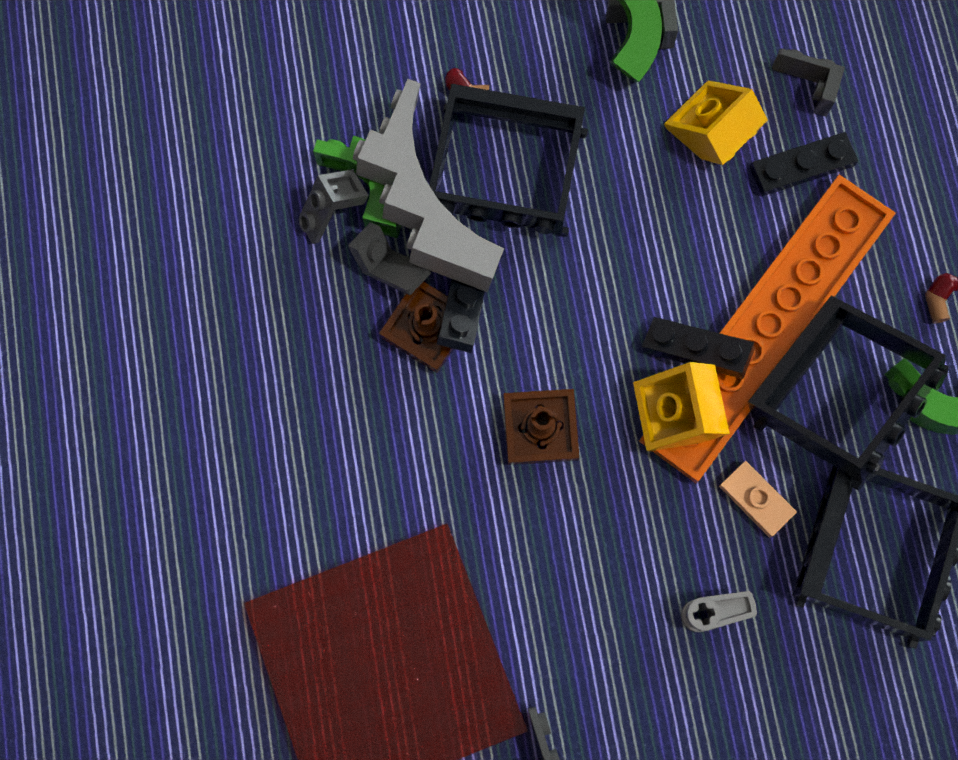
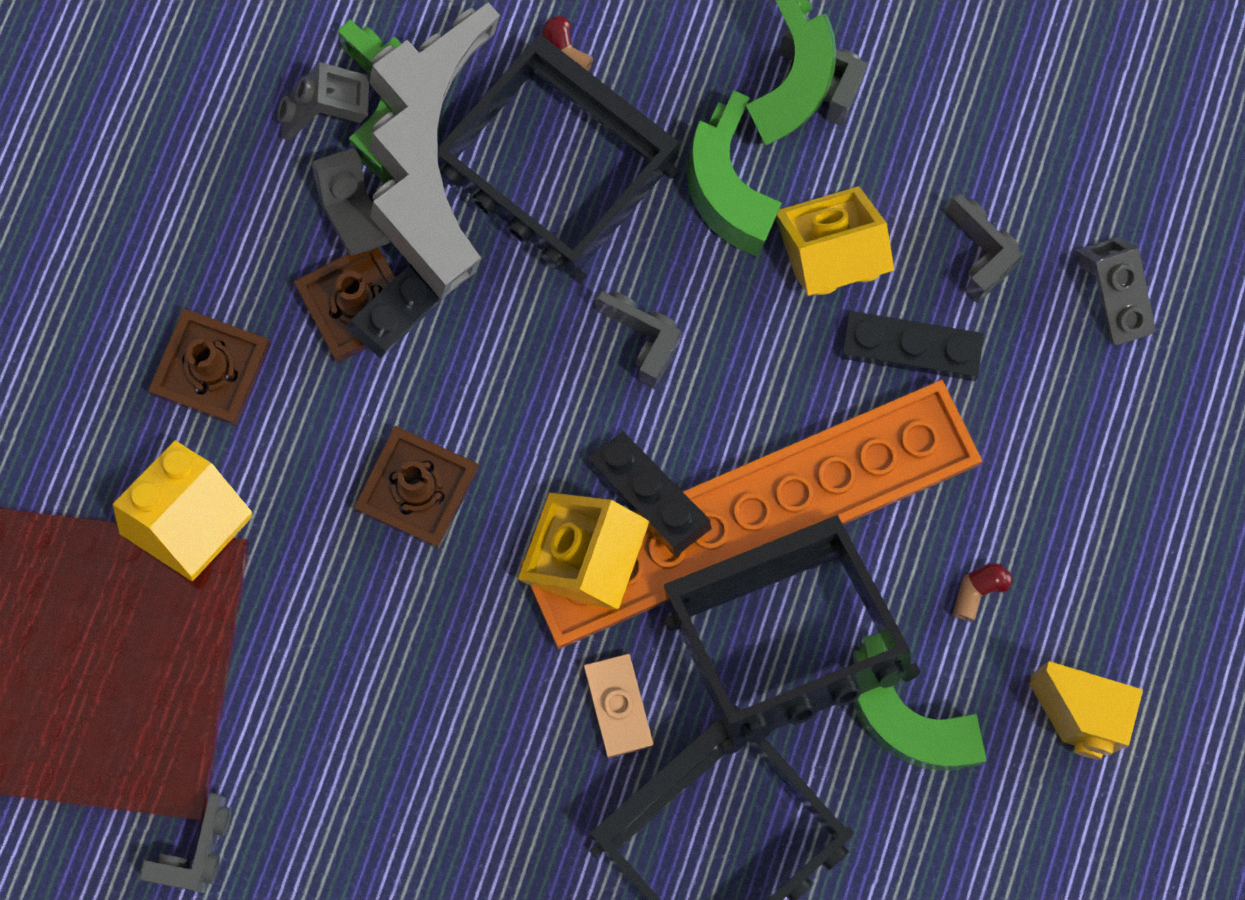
camera: 25 degrees right, 0 degrees up
(333, 406) = (205, 364): none -> reddish brown plate
(395, 528) = (181, 511): none -> yellow slope
(622, 127) = (719, 195): none -> bright green arch
(635, 237) = (653, 356): none -> dark grey bracket
(721, 610) = (500, 808): light grey piece -> none
(915, 55) = (1121, 288): none -> dark grey bracket

